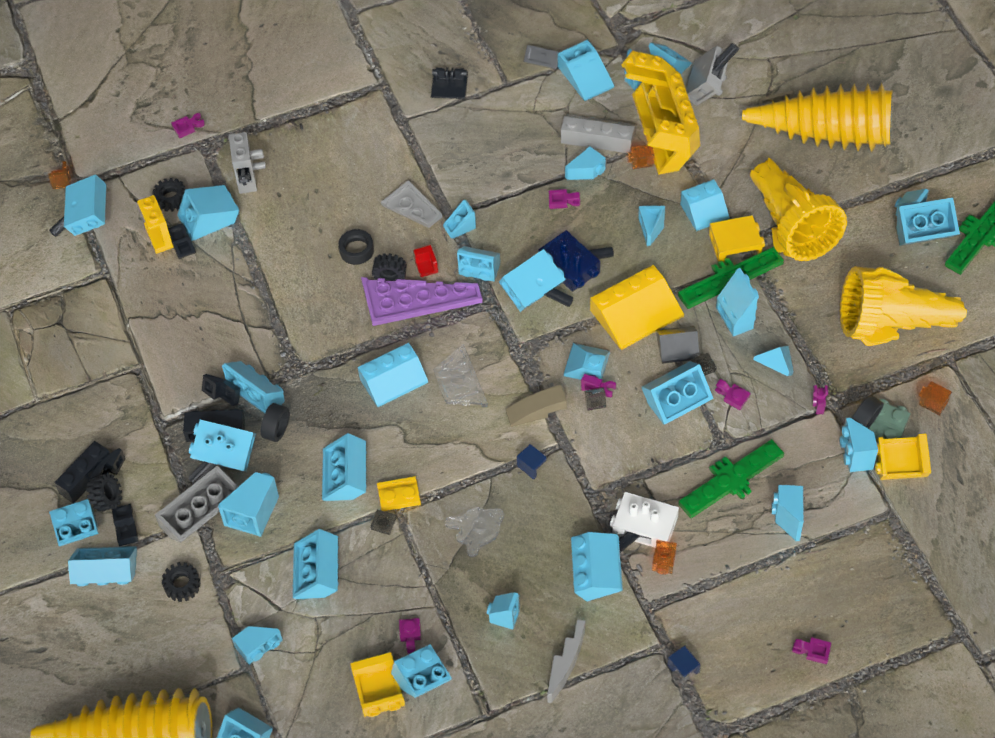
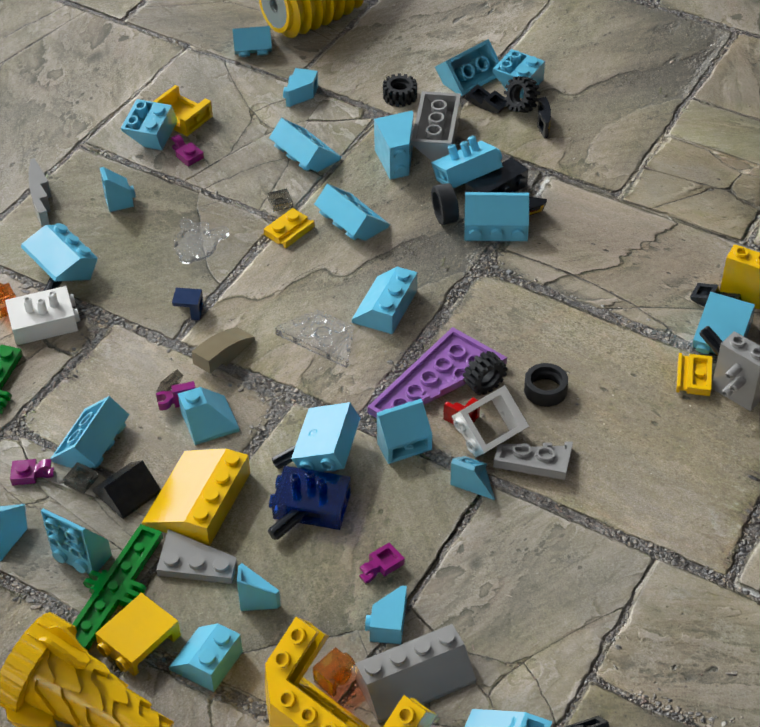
camera: 140 degrees right, 10 degrees down
(74, 480) = (560, 104): black brick -> none
(260, 198) = (694, 374): none -> yellow plate
(421, 233) = (509, 412): none -> white window
(449, 83) = (653, 625): black hinge -> none
(671, 268) = (194, 560): none -> light grey wing

